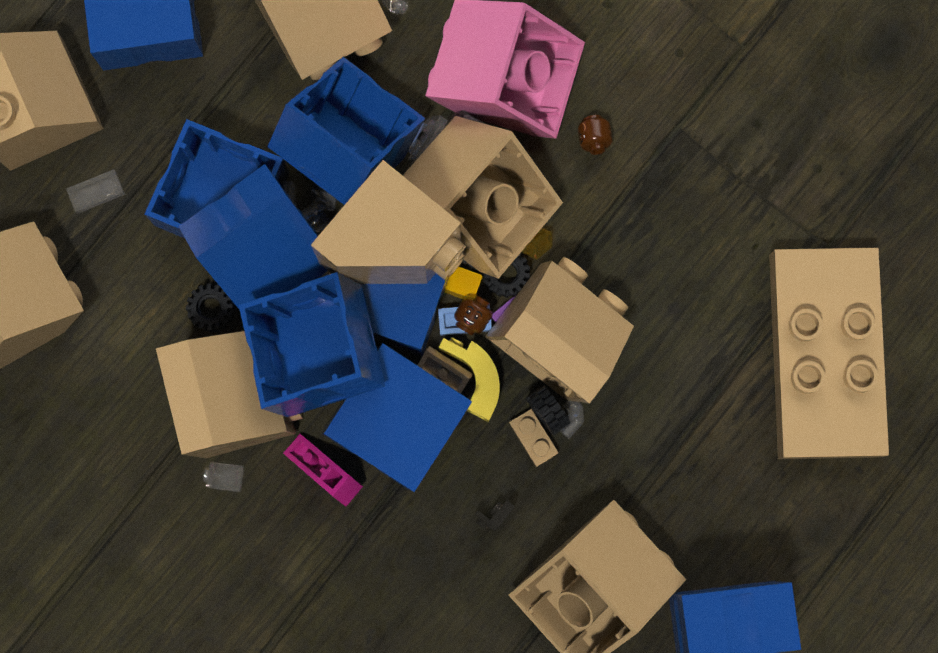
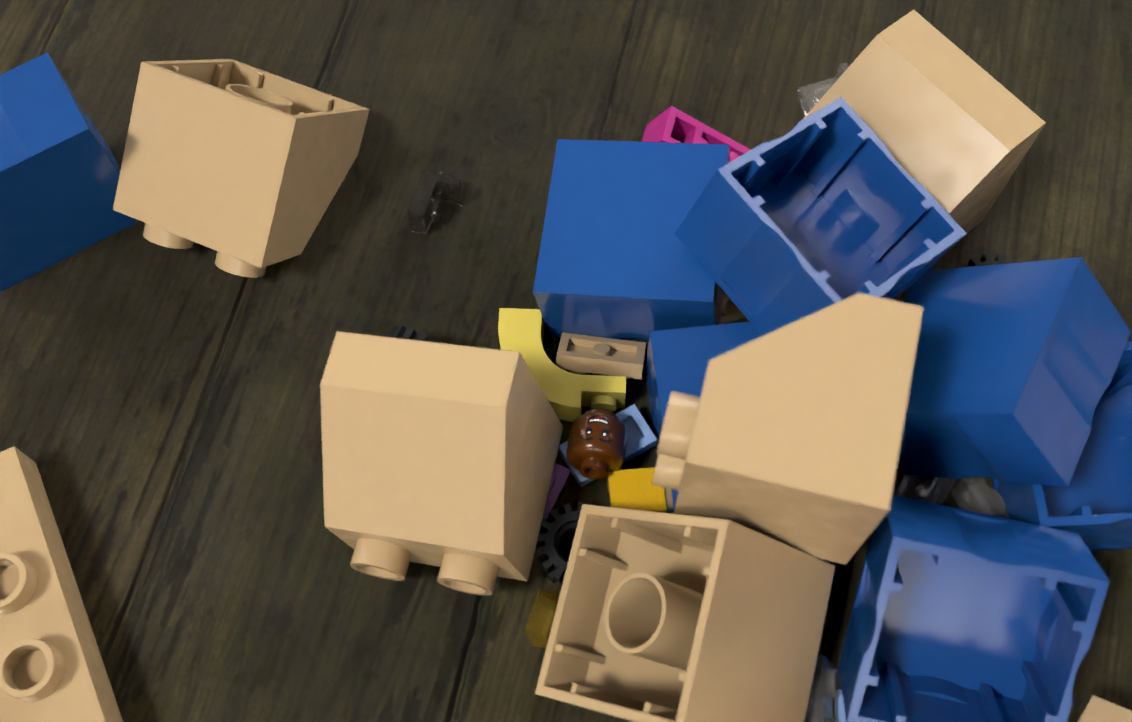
camera: 160 degrees right, 15 degrees down
(533, 437) = (418, 315): tan plate -> none

